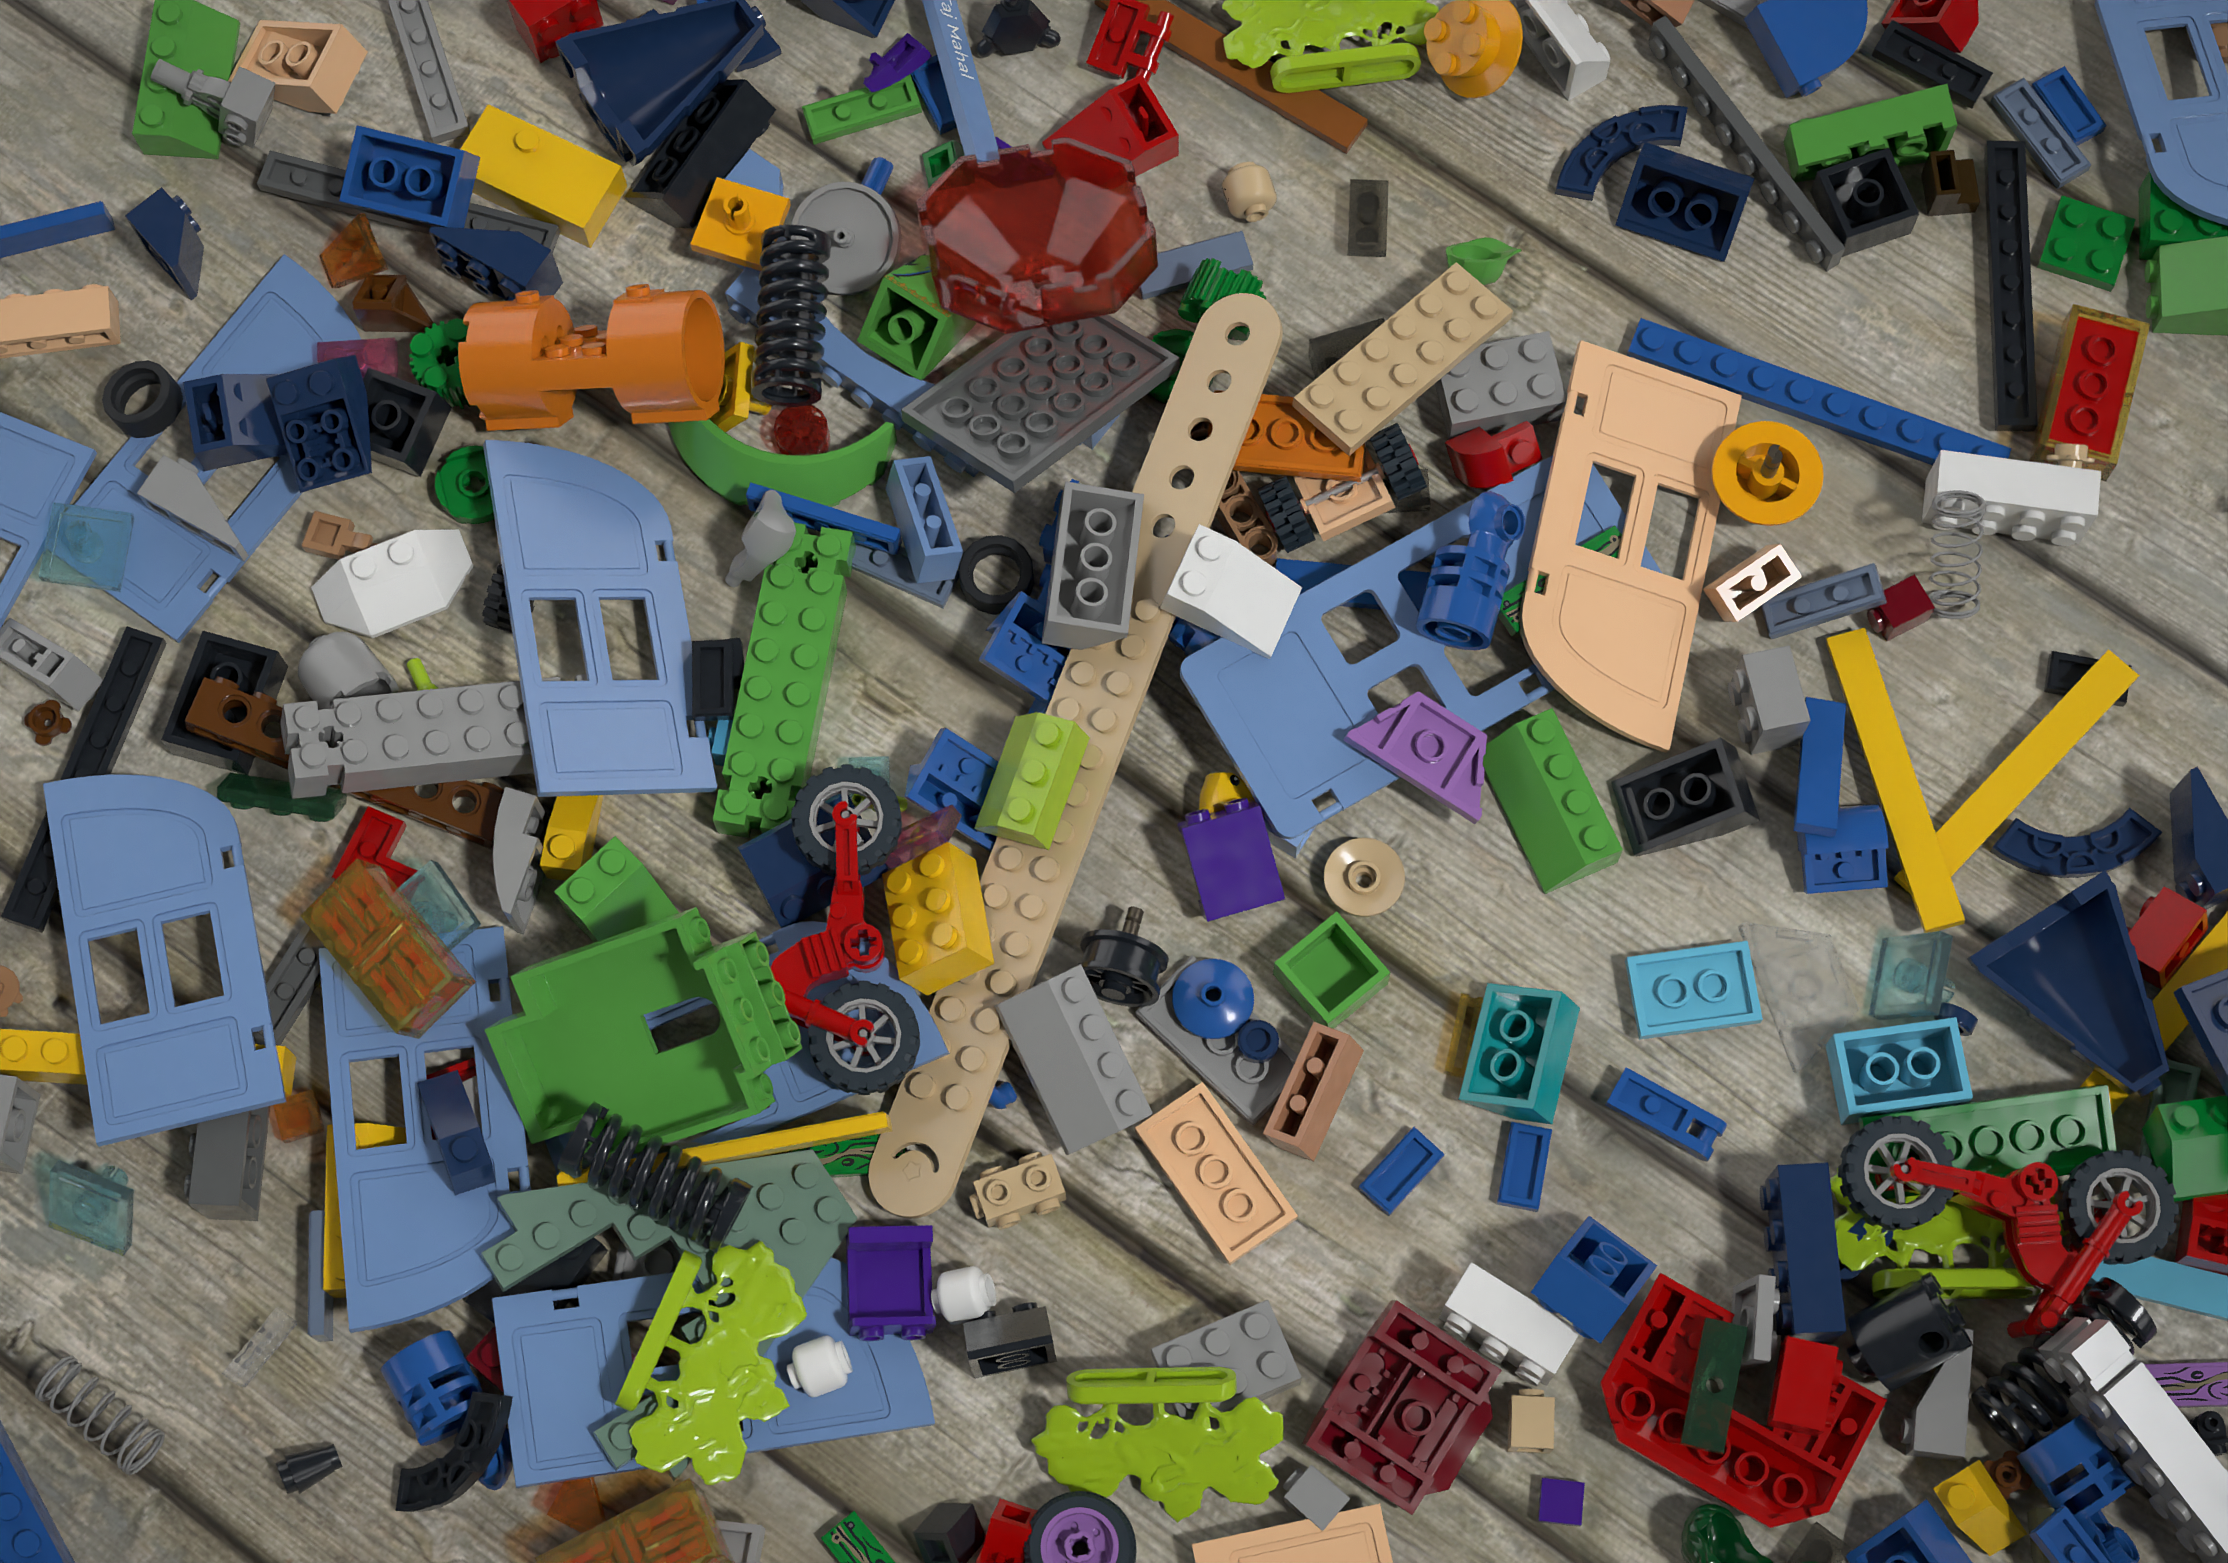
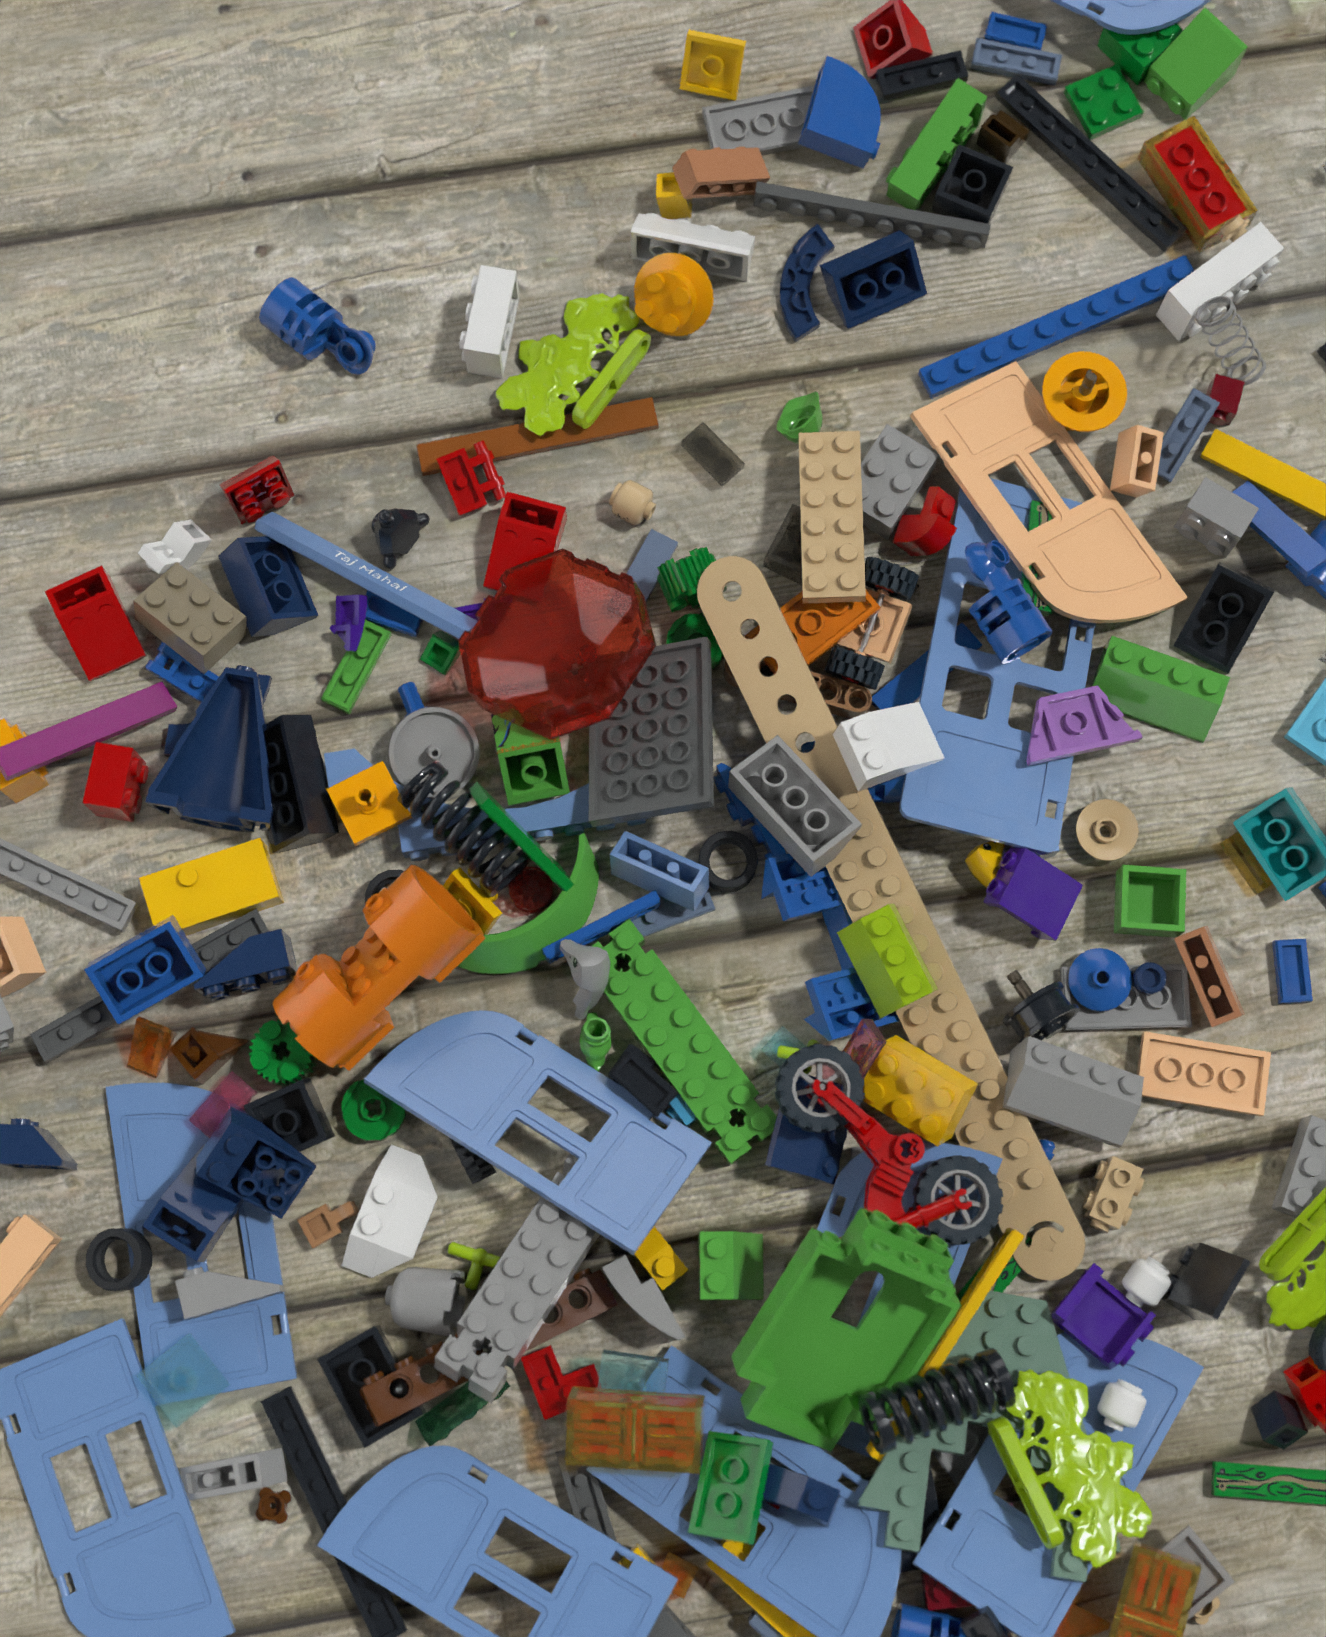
camera: 50 degrees left, 5 degrees up
(411, 1074) = (731, 1487): none -> green plate
(716, 609) = (595, 1040): none -> bright green animal
(830, 368) = (521, 837): none -> green tile

